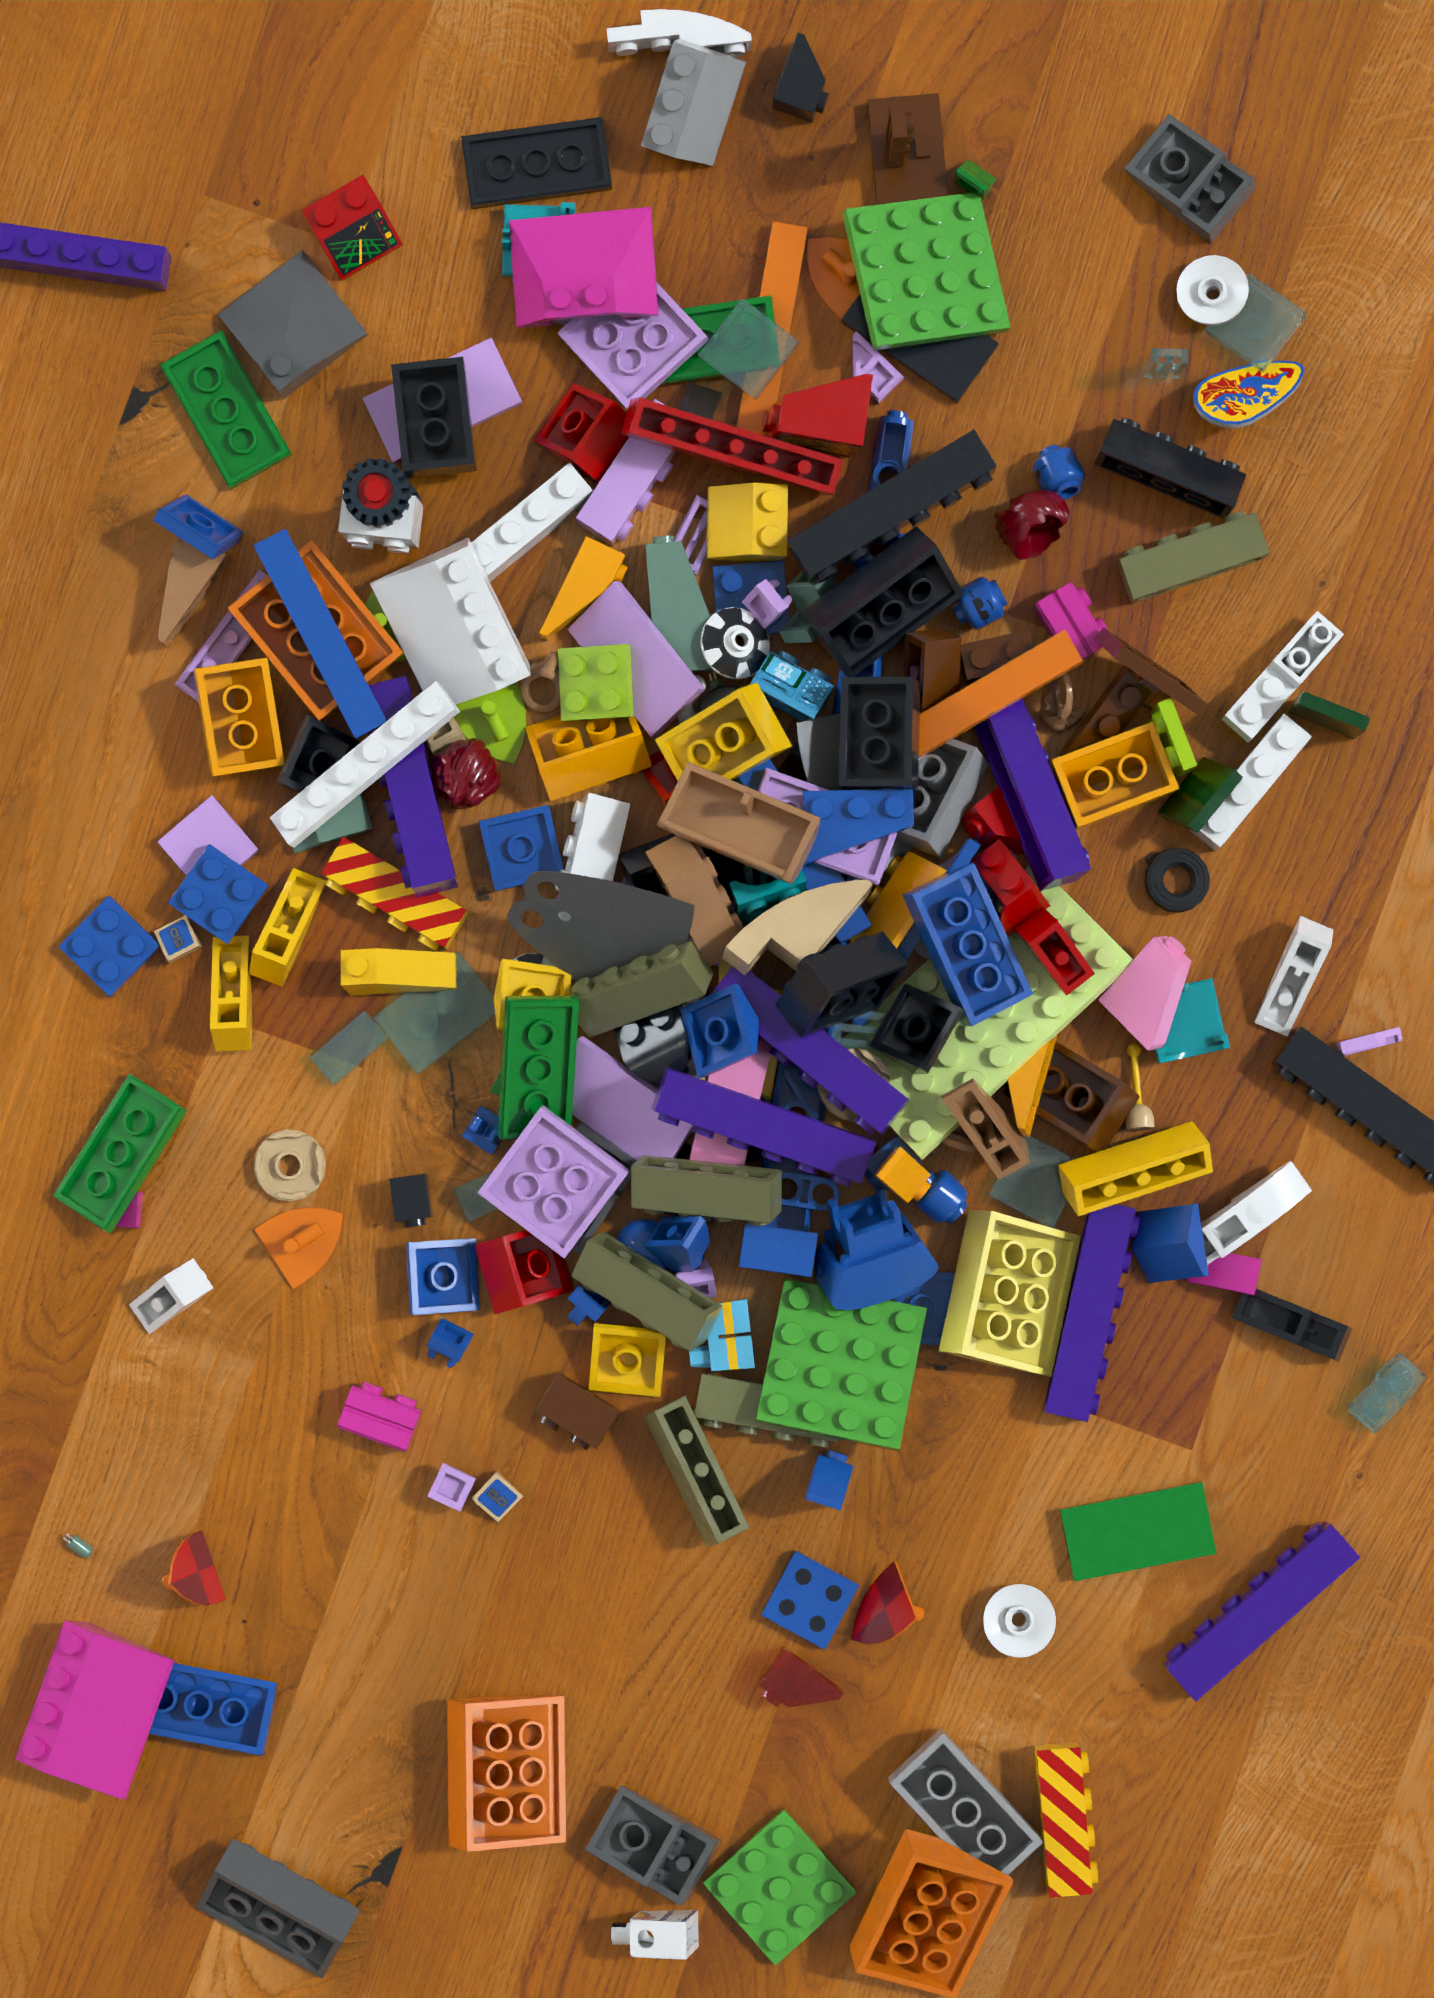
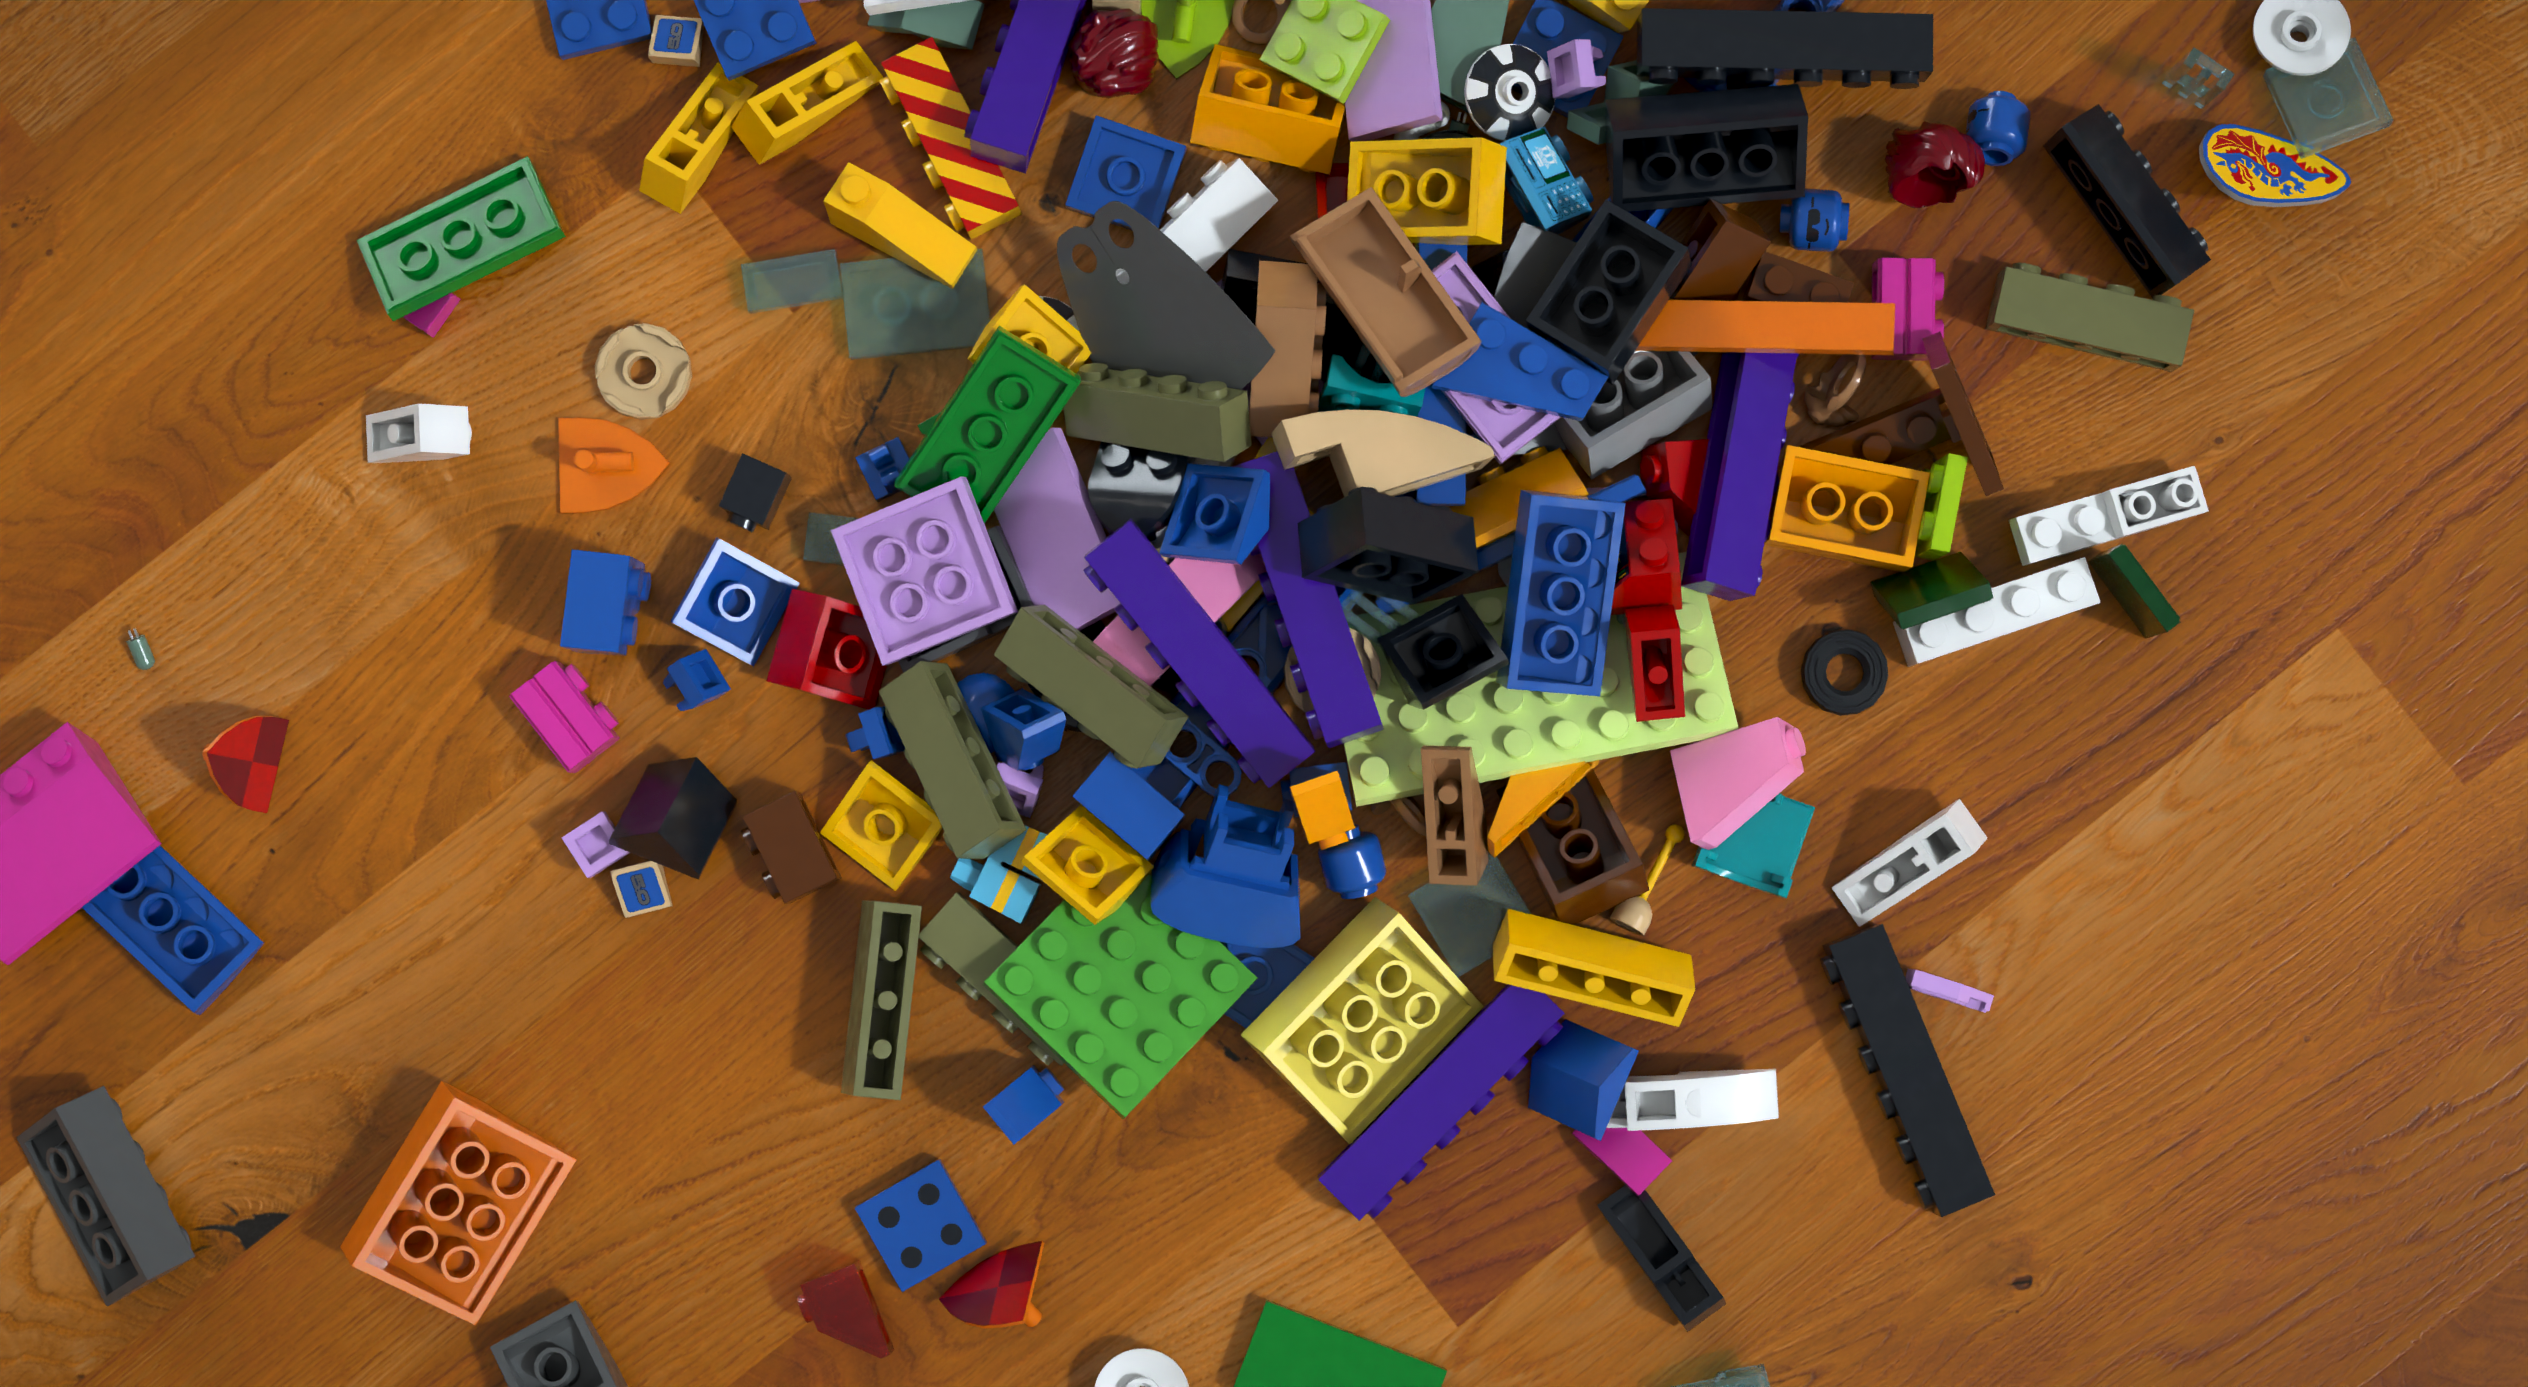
camera: 30 degrees right, 0 degrees up
(359, 1329) = (602, 602): none -> blue slope
(491, 1437) = (675, 816): none -> black slope
(775, 1303) = (1088, 865): none -> yellow slope

